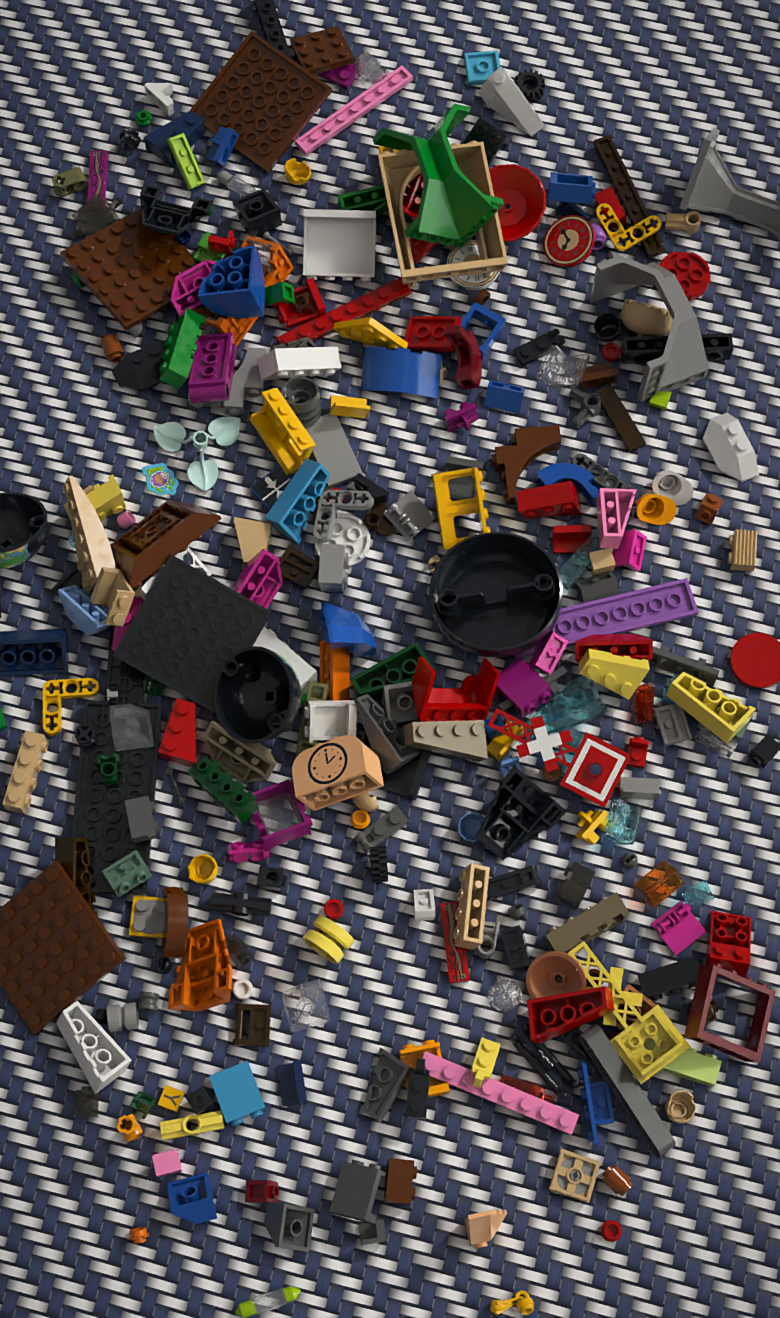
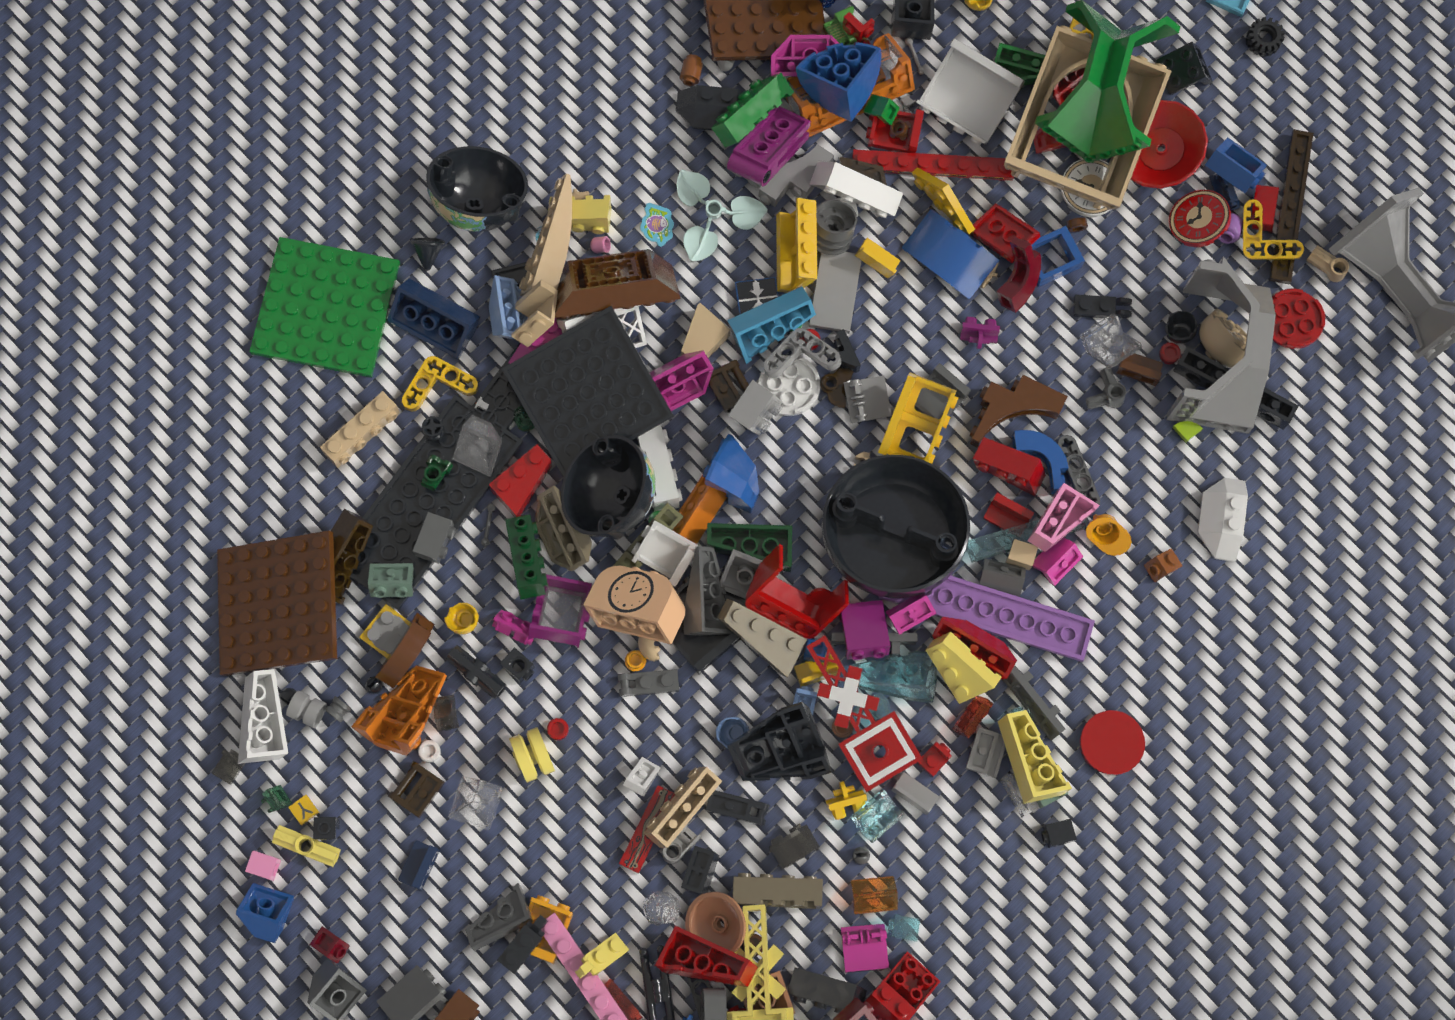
camera: 30 degrees right, 5 degrees up
(129, 1127) = (246, 813): light orange piece -> none
(138, 1235) = (199, 913): orange plate -> none
(237, 1093) = (363, 843): dark azure panel -> none
(378, 864) = (623, 713): black tyre -> none
(504, 396) = (1035, 335): blue panel -> none
(507, 100) = (1233, 37): white wedge -> none
(517, 911) = (723, 837): dark grey hinge -> none
(620, 418) = (1134, 424): dark brown tile -> none
(673, 486) = (1140, 523): white piece -> none
(743, 550) = (1168, 627): tan brick -> none

